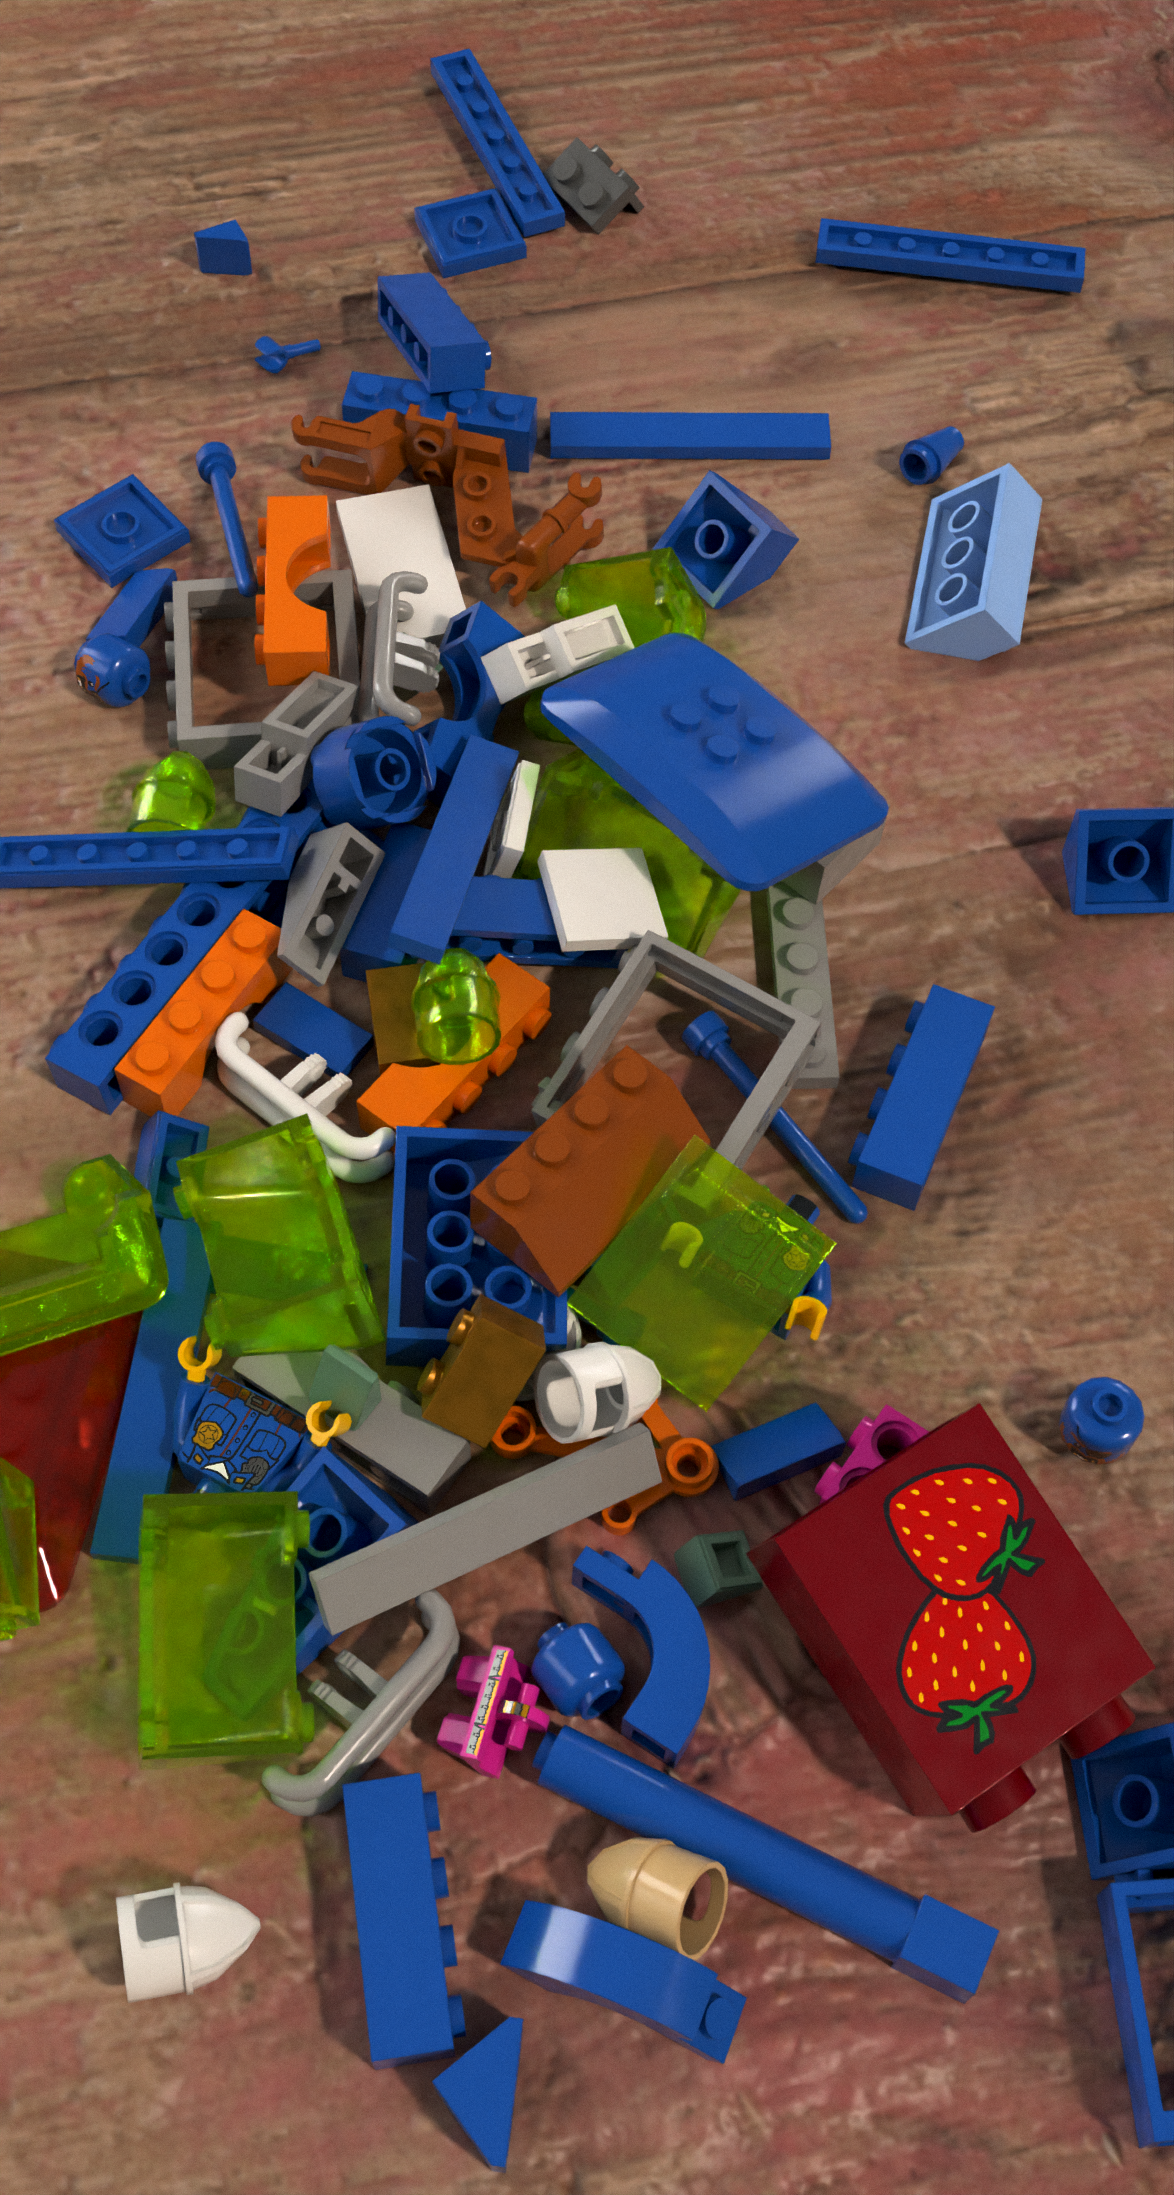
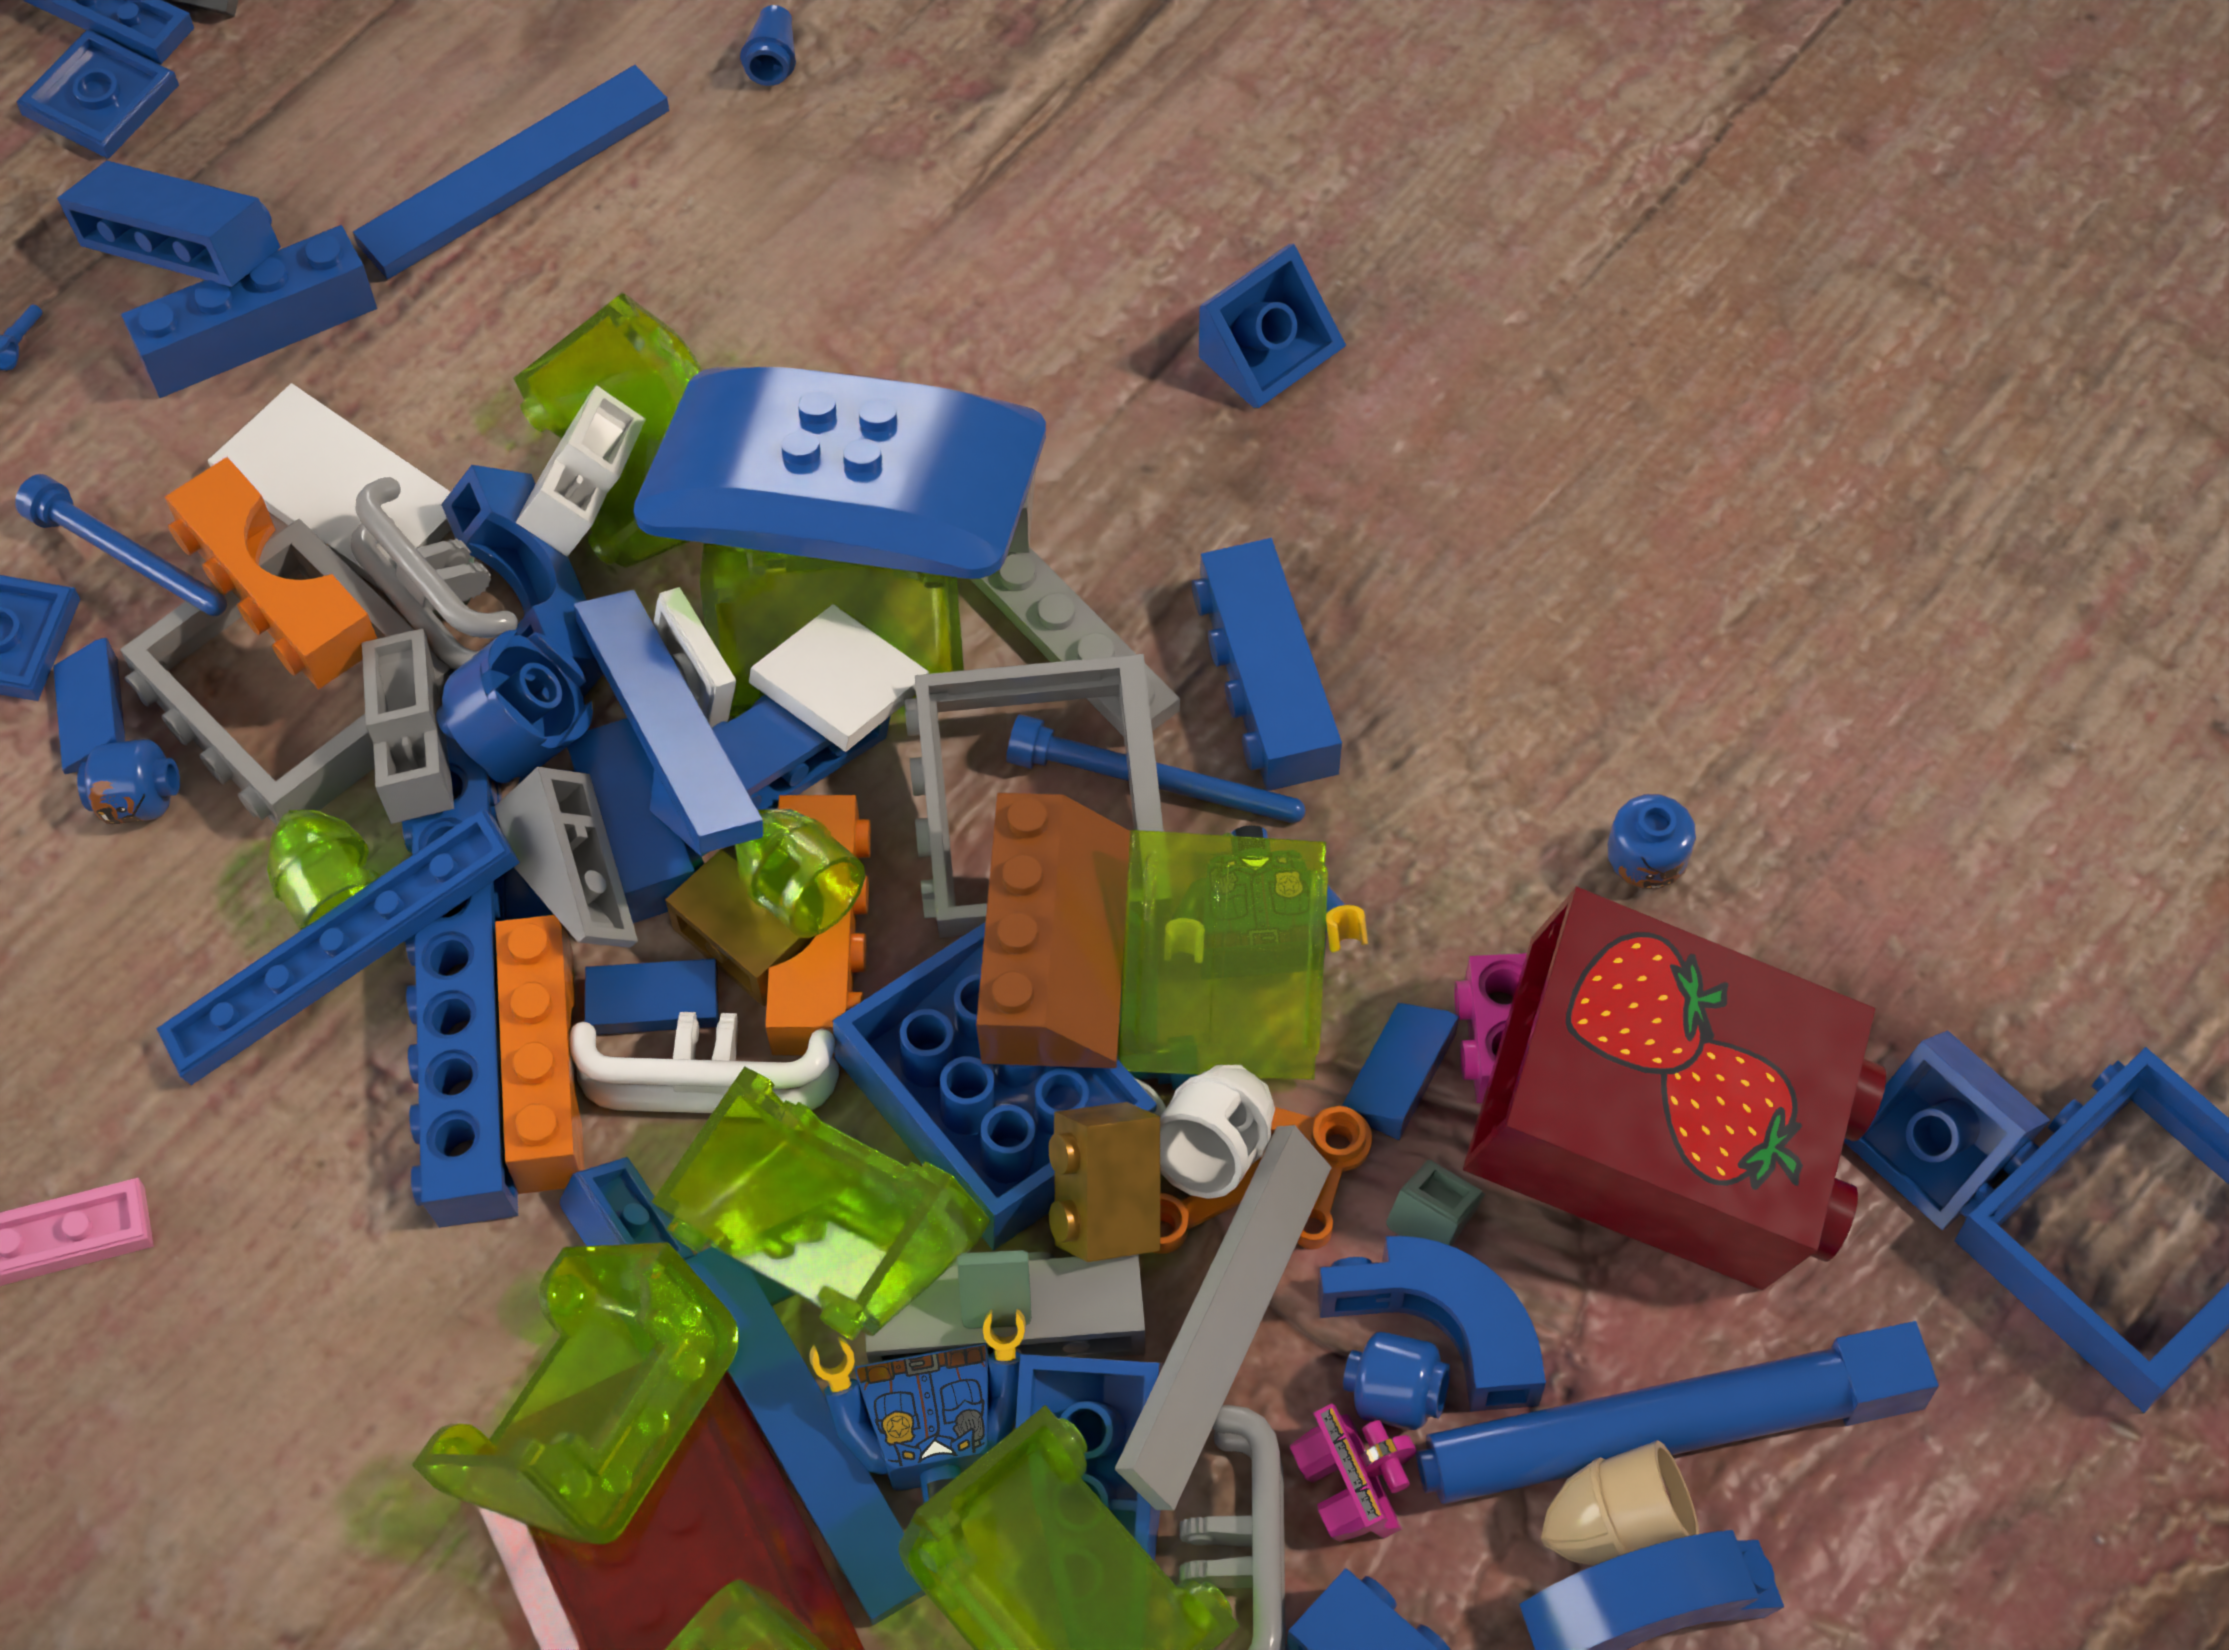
camera: 35 degrees left, 0 degrees up
(481, 485) = (353, 346): dark orange piece -> none
(726, 541) = (646, 249): blue slope -> none
(975, 567) = (904, 133): light blue slope -> none

